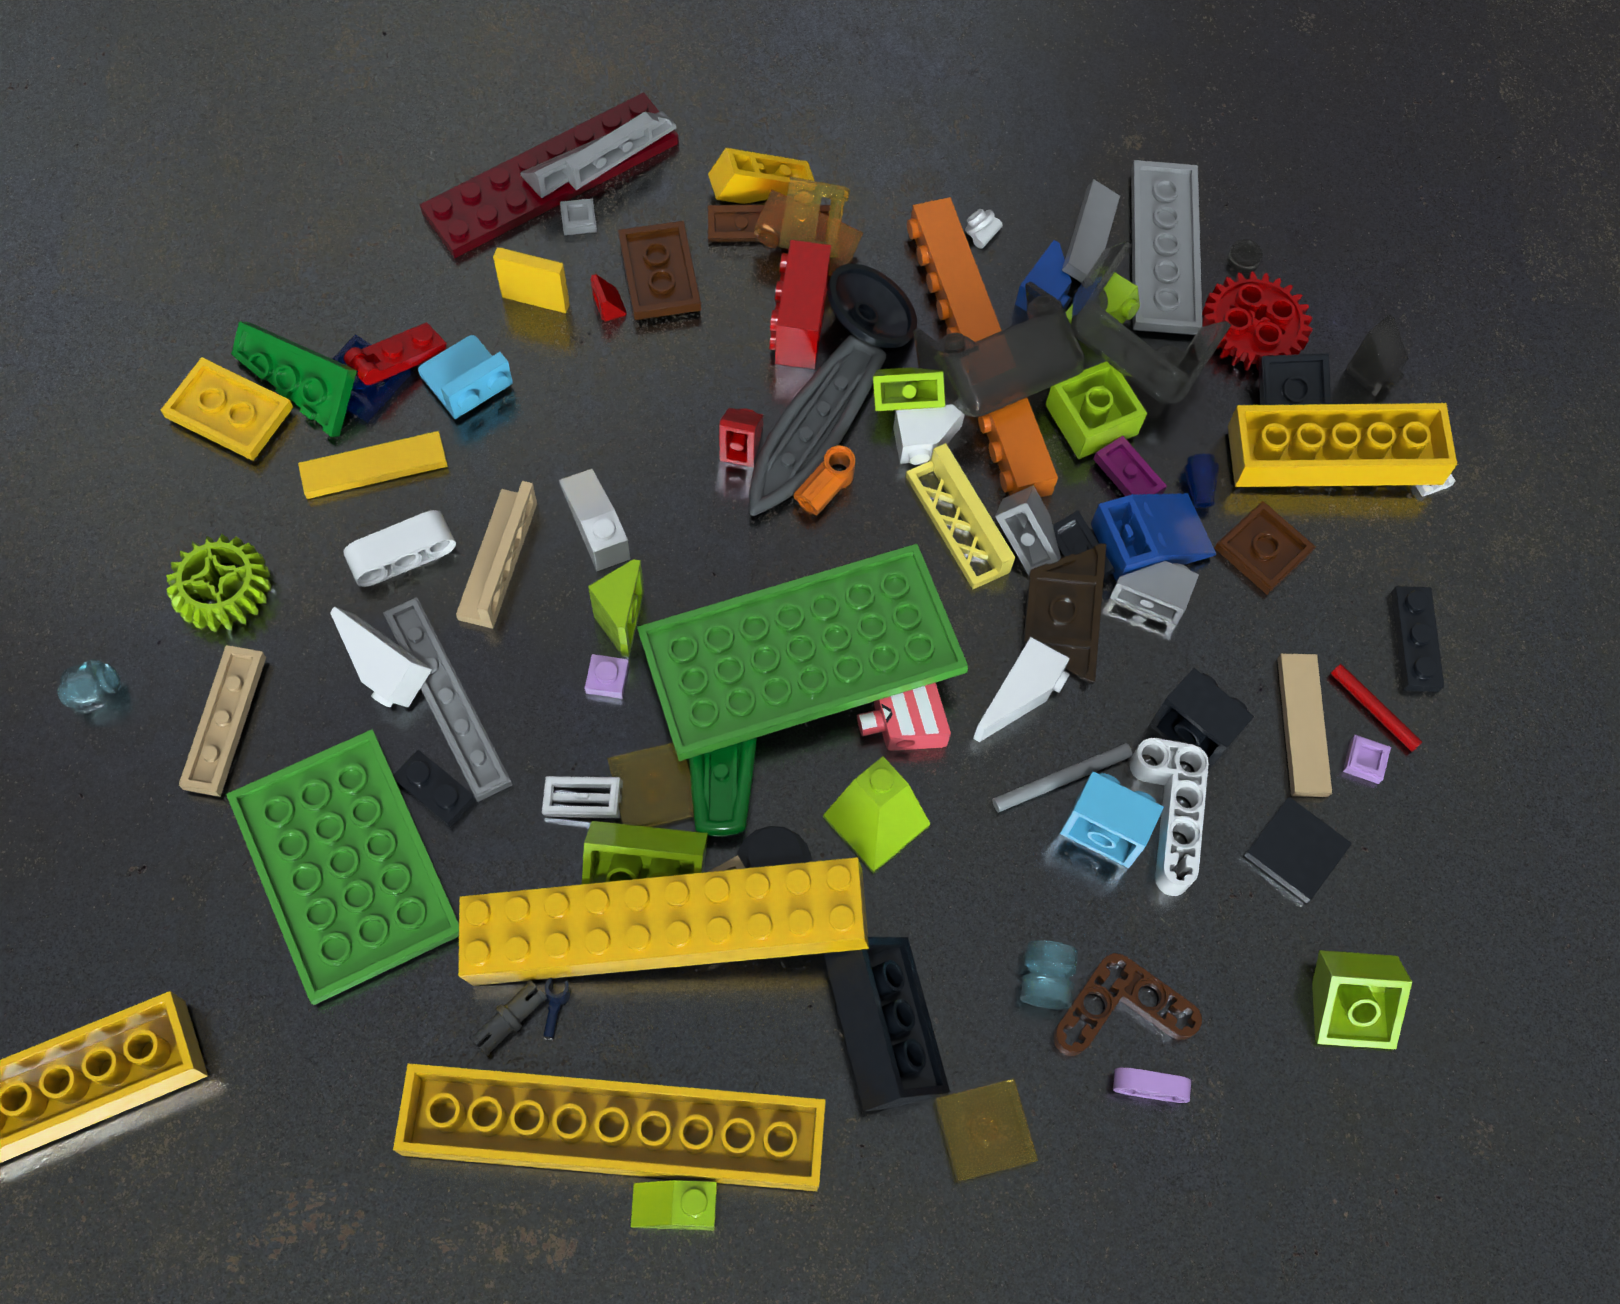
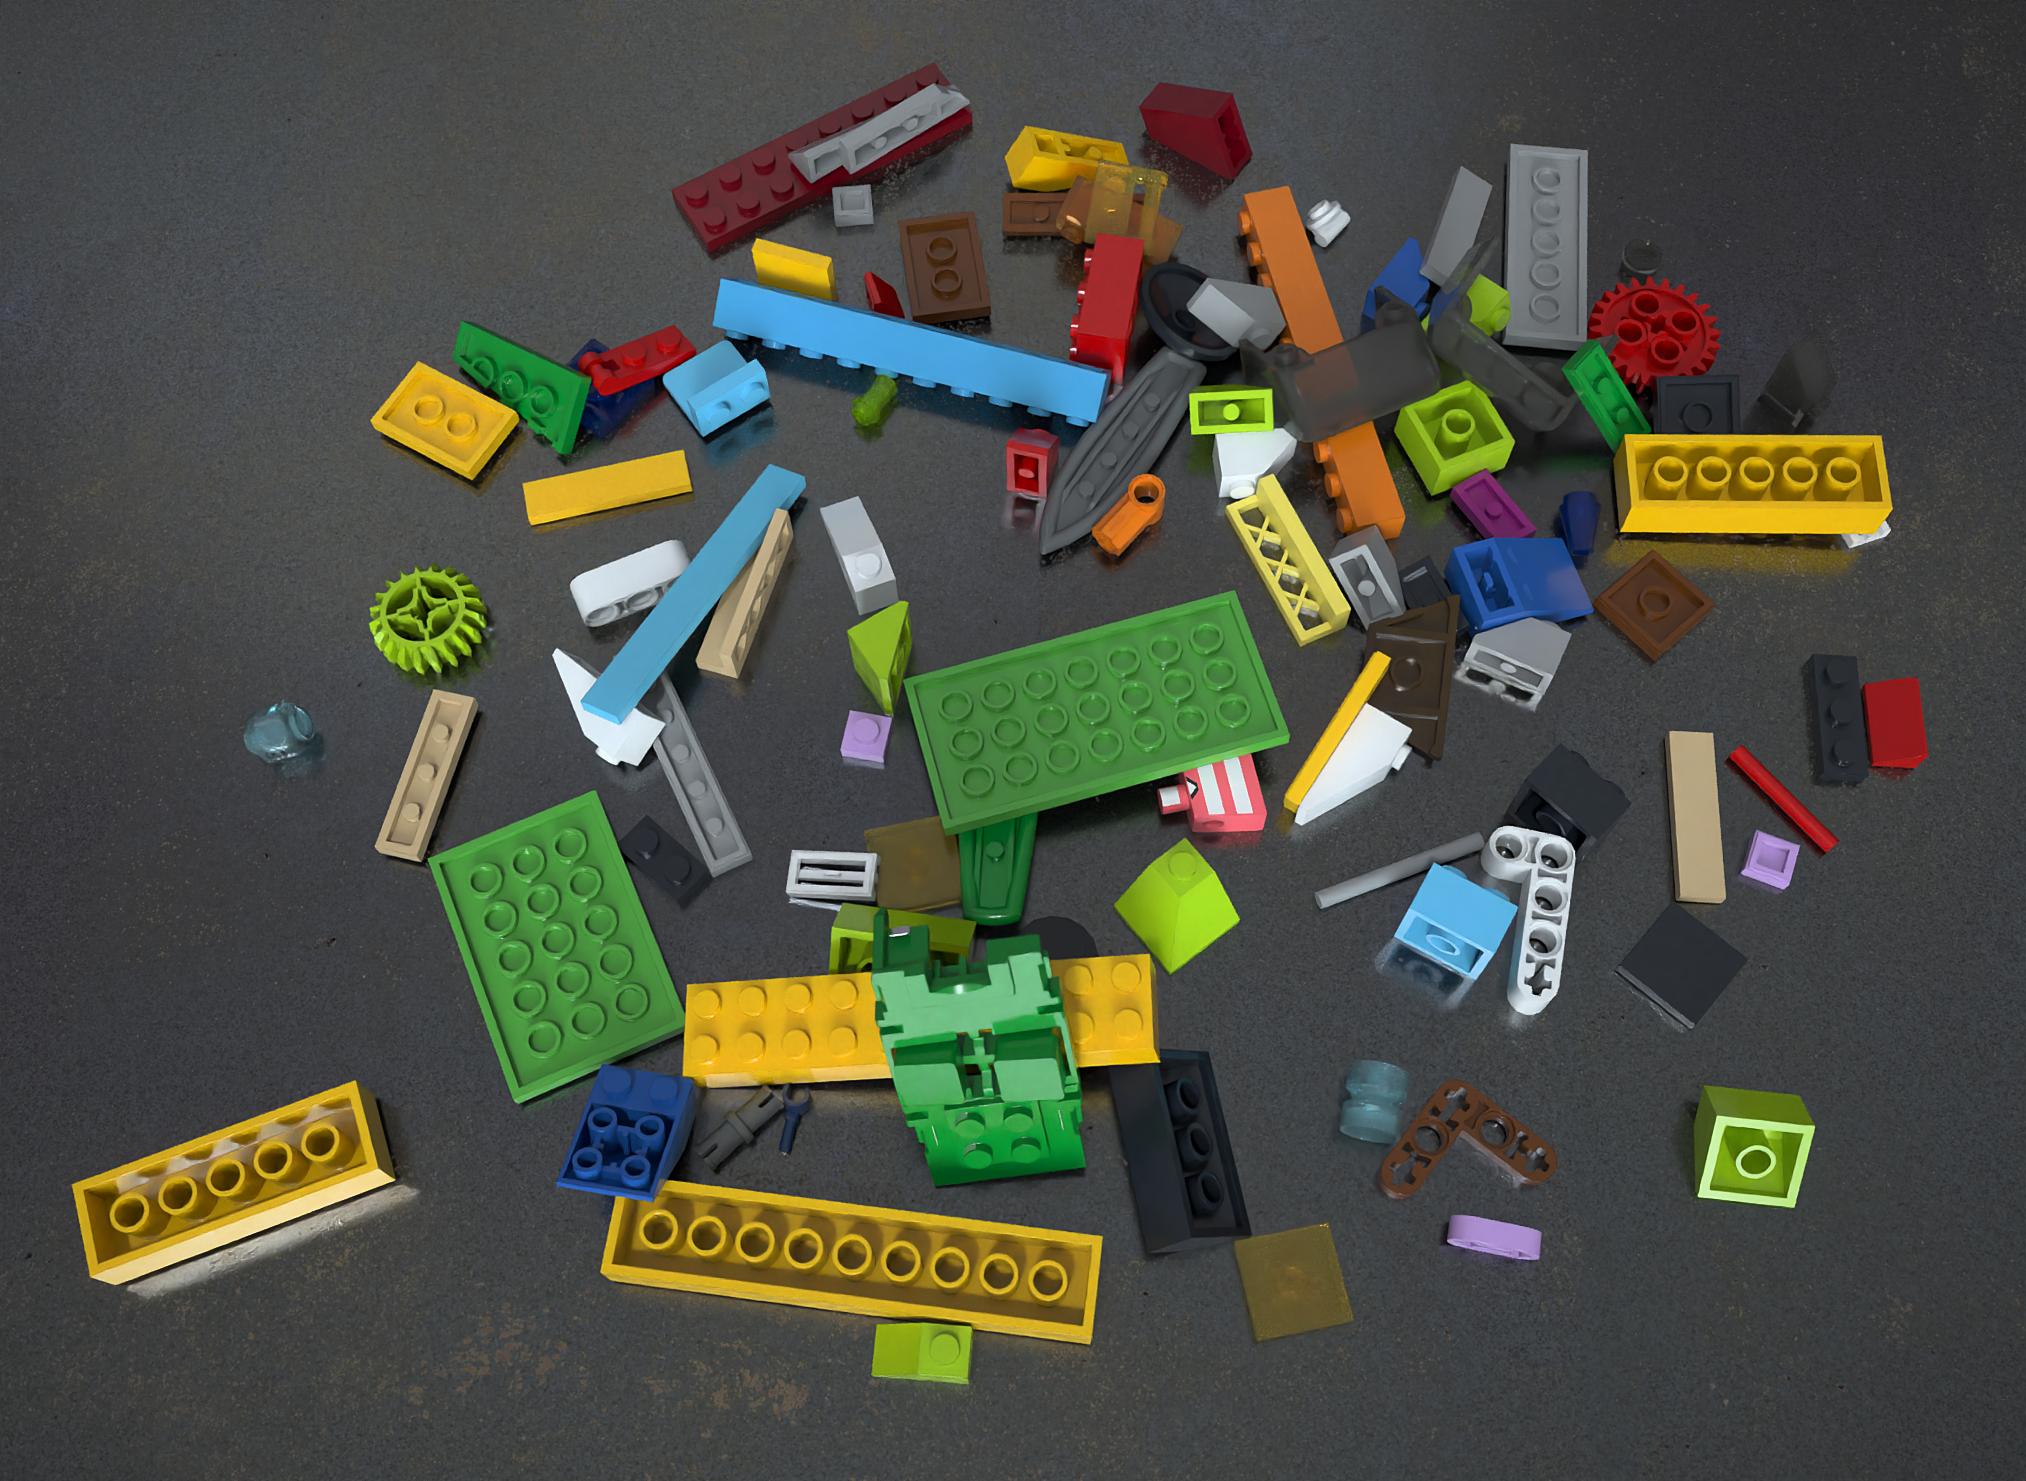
camera: 10 degrees right, 0 degrees up
(414, 1028) = (630, 1133): none -> blue slope
(451, 559) = (691, 596): none -> medium azure tile
(598, 391) = (867, 407): none -> clear neon green pin
(634, 341) = (912, 349): none -> dark azure brick
(727, 1005) = (991, 1122): none -> green piece
(872, 146) = (1198, 125): none -> dark red slope
(912, 305) = (1238, 311): none -> light grey slope
(1006, 661) = (1337, 729): none -> yellow tile
(1219, 372) = (1604, 394): none -> green tile
(1464, 642) = (1895, 723): none -> red slope

